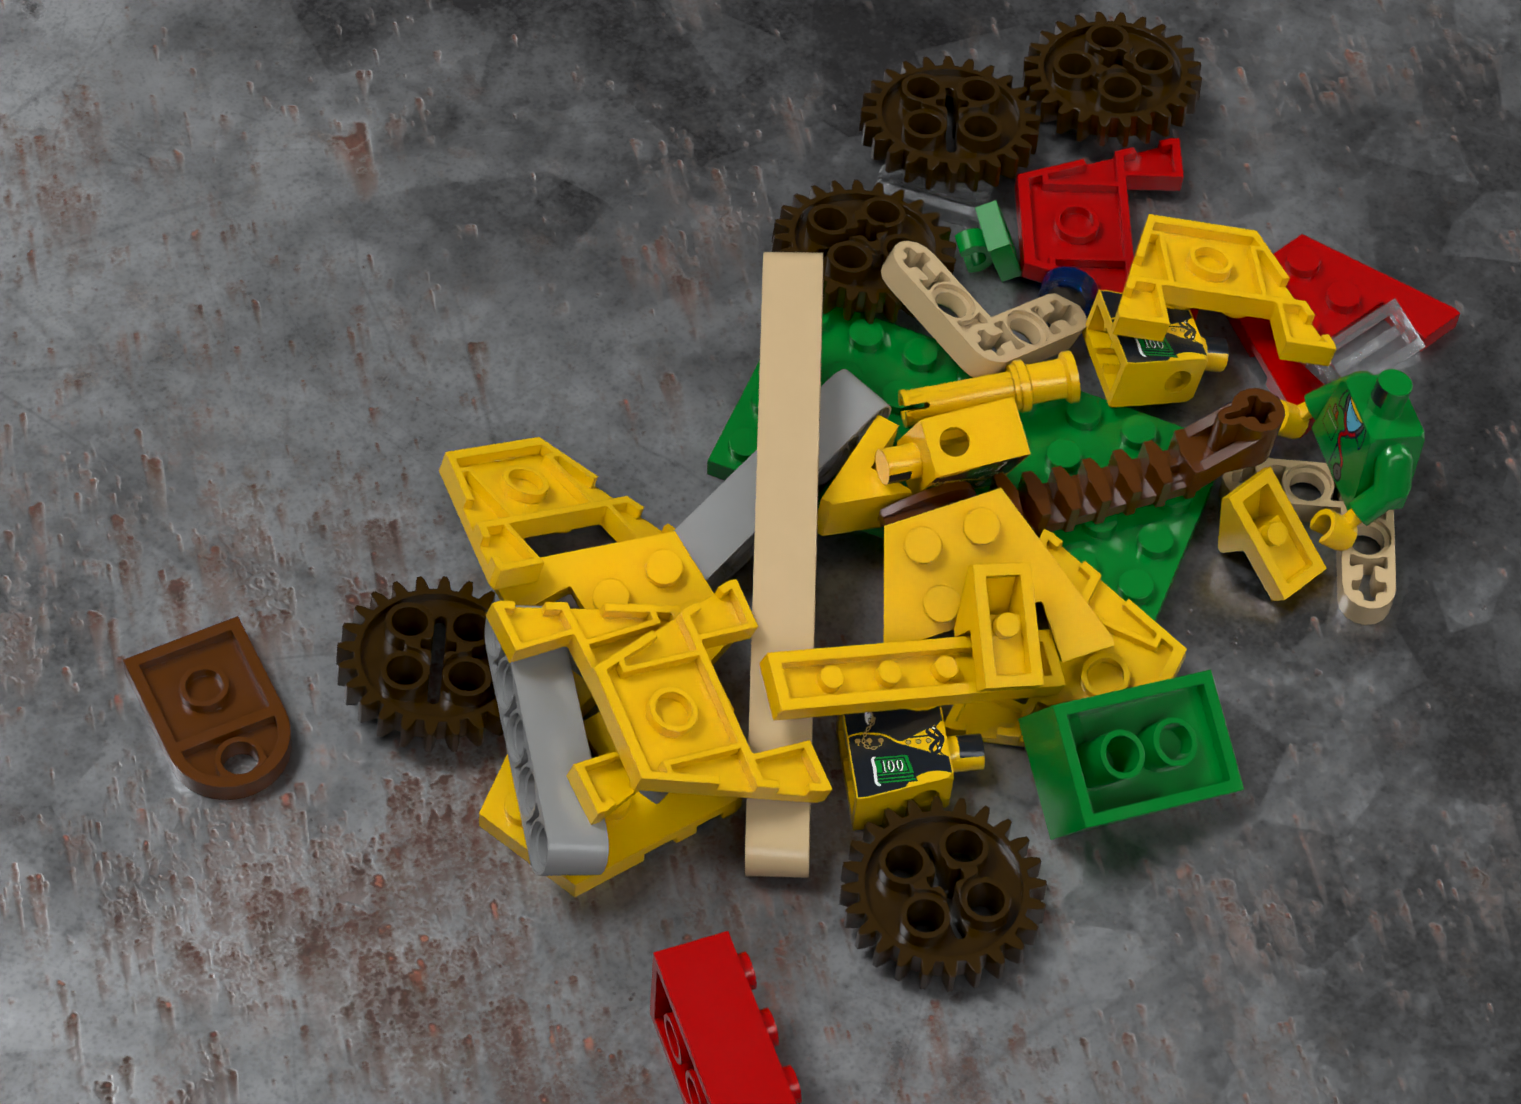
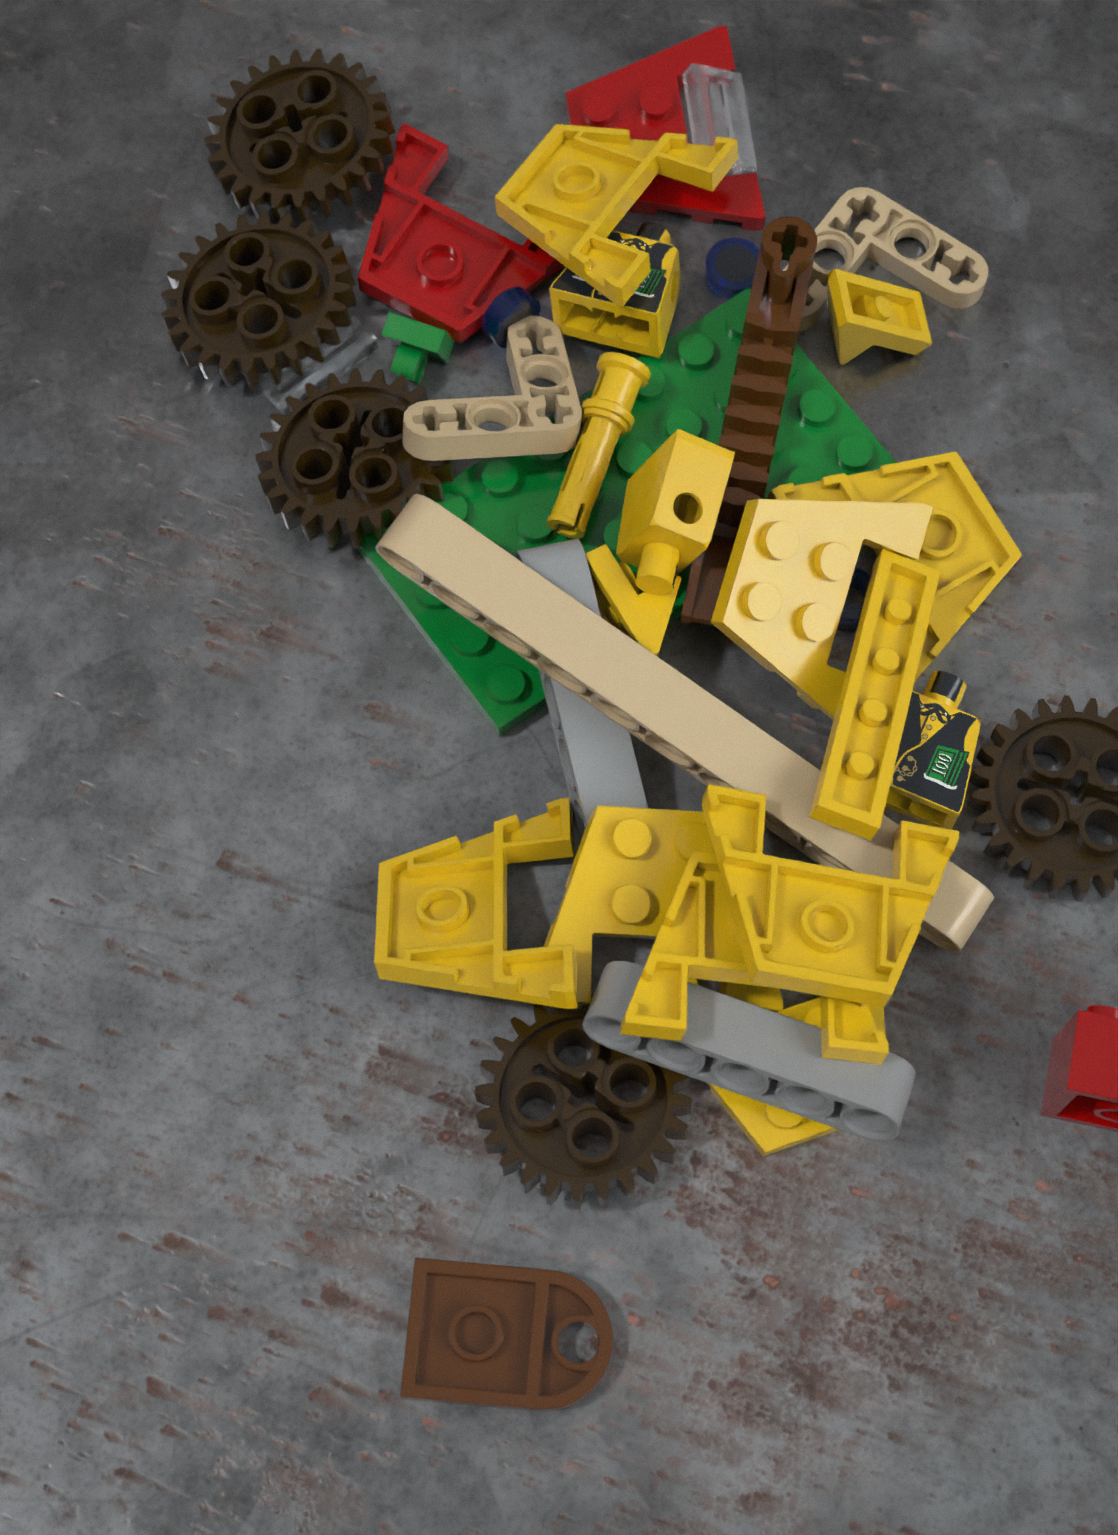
camera: 55 degrees left, 15 degrees up
(1003, 626) = (885, 584): yellow slope -> none
(1130, 753) = (1038, 566): green slope -> none
(1368, 444) = (845, 177): green torso -> none

